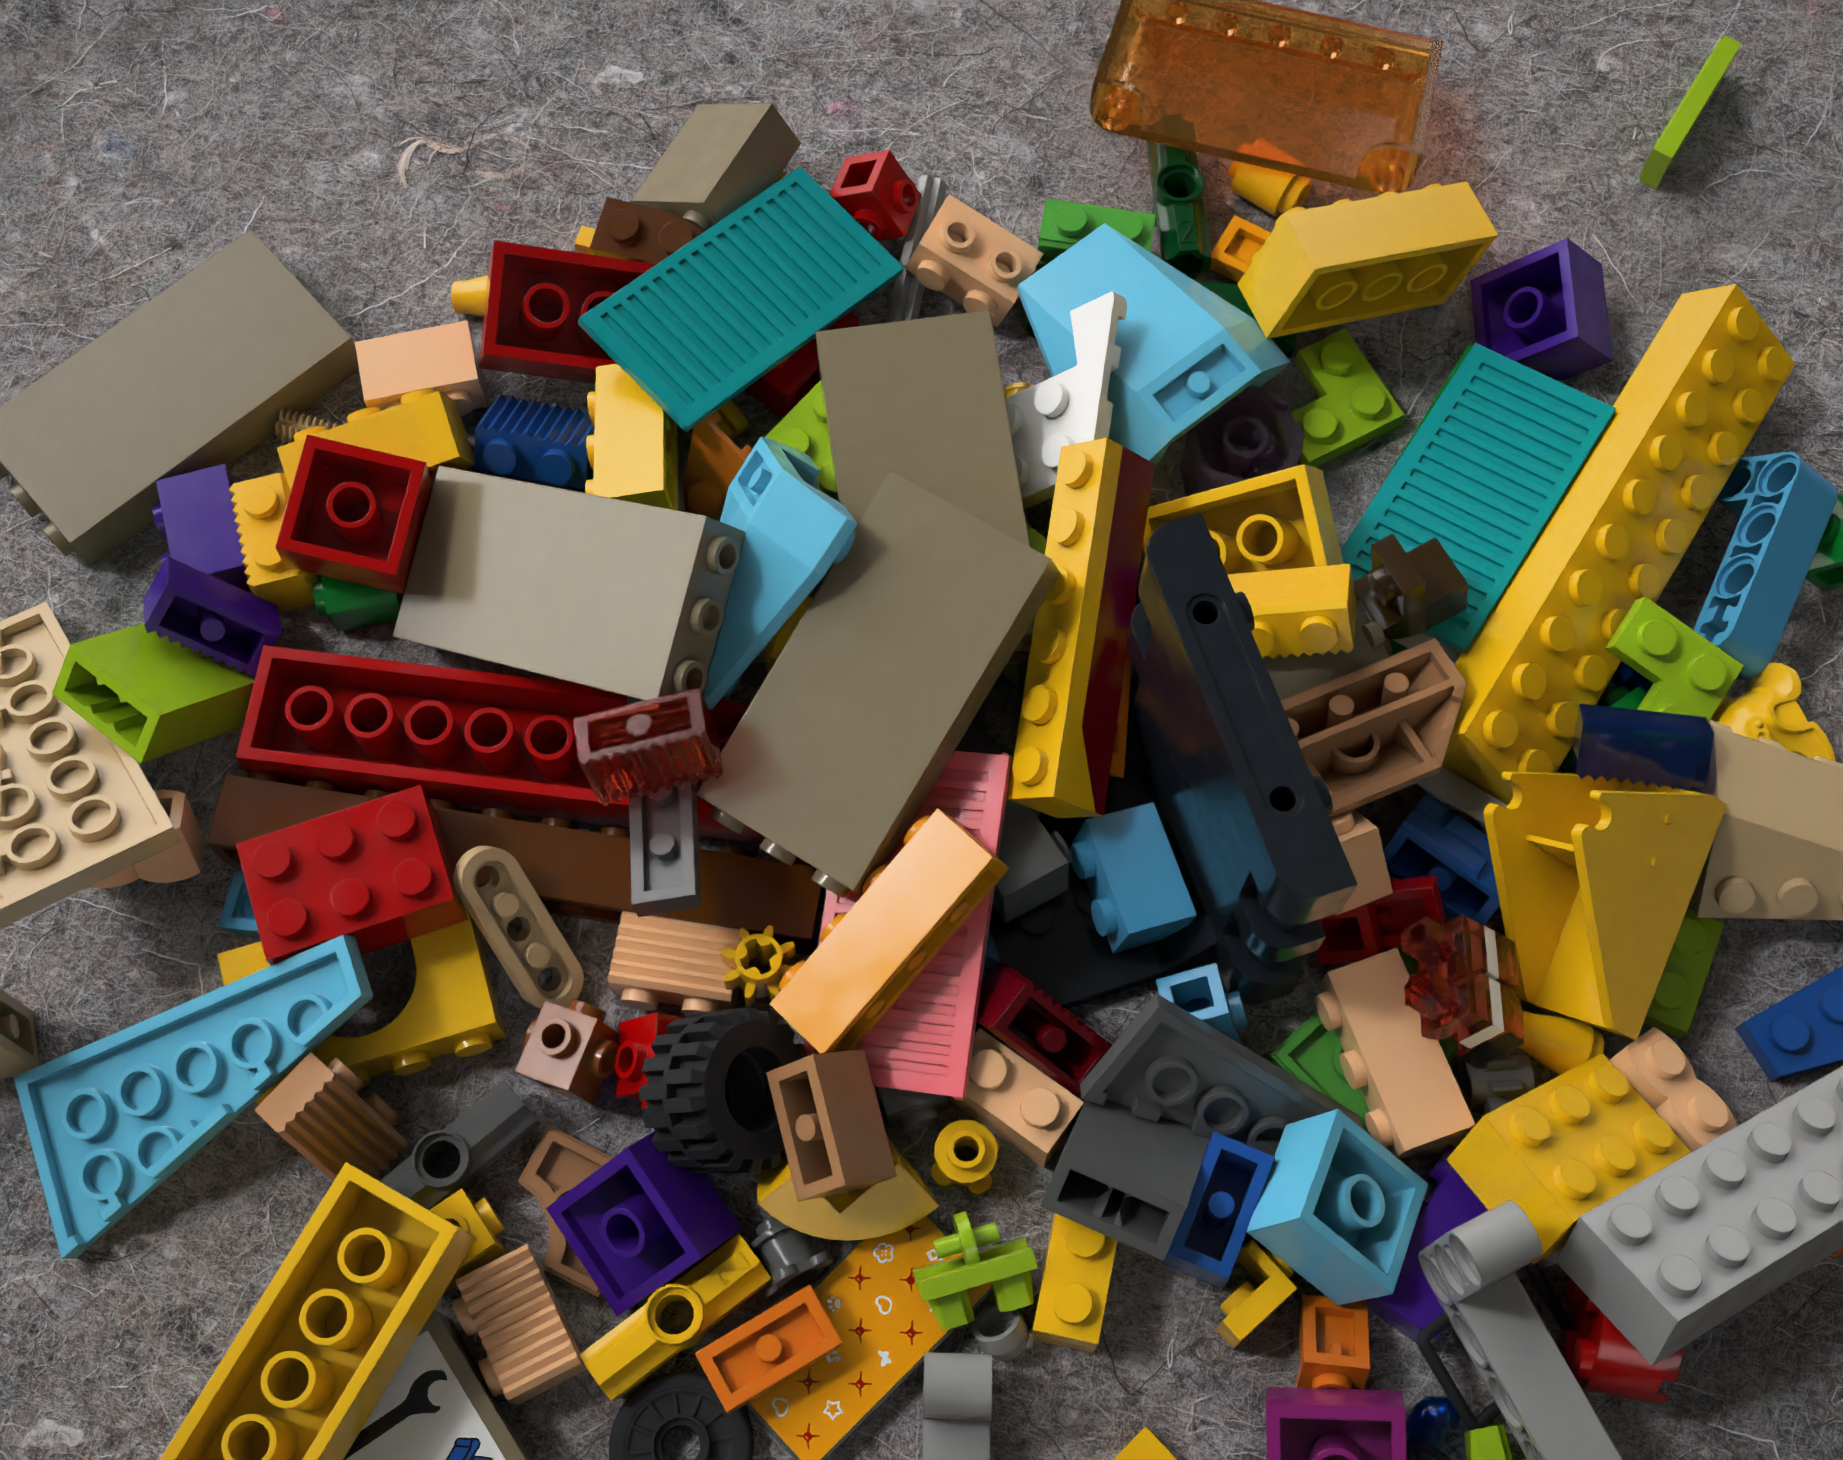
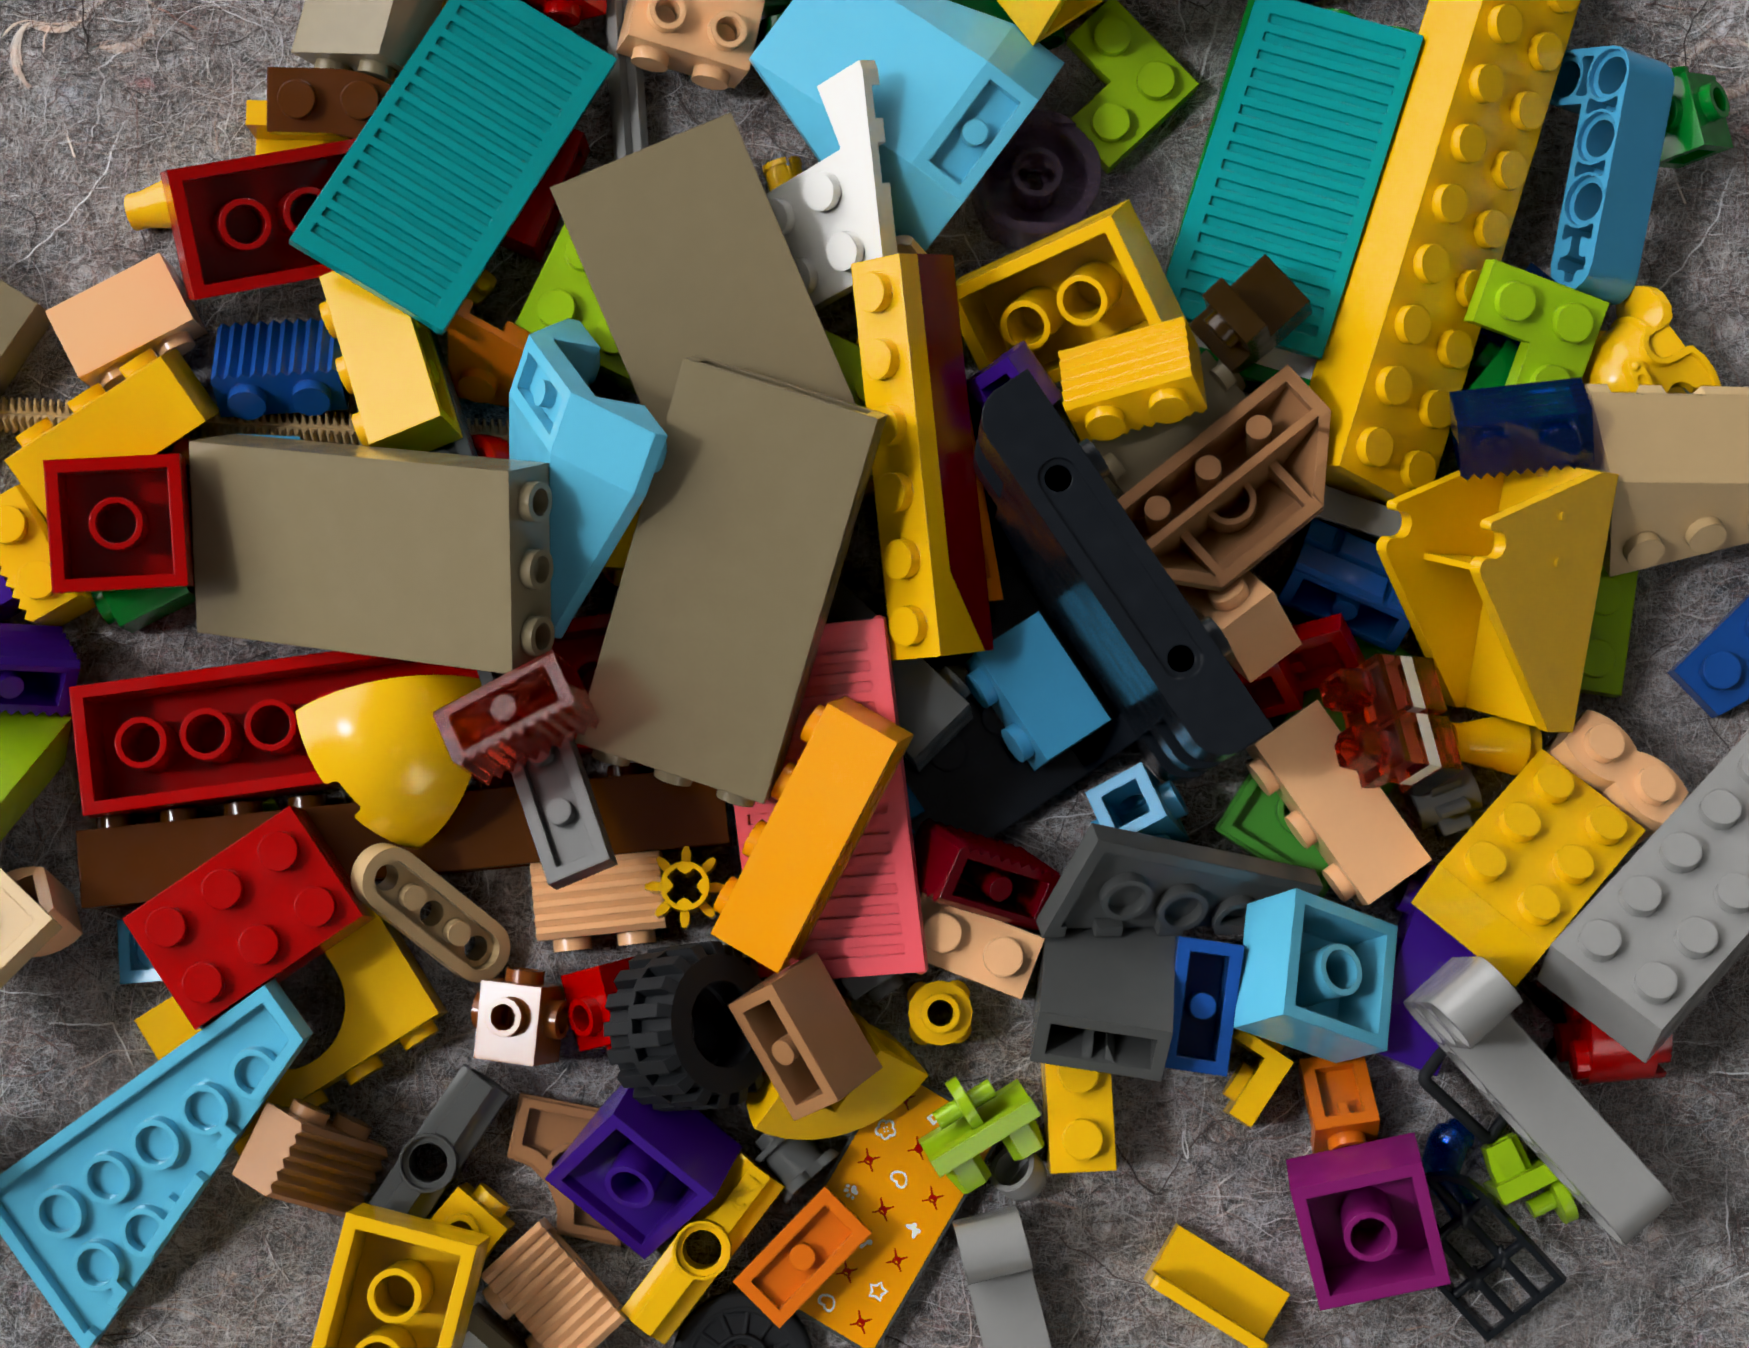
camera: 15 degrees left, 15 degrees up
(523, 767) = (389, 752): none -> yellow brick

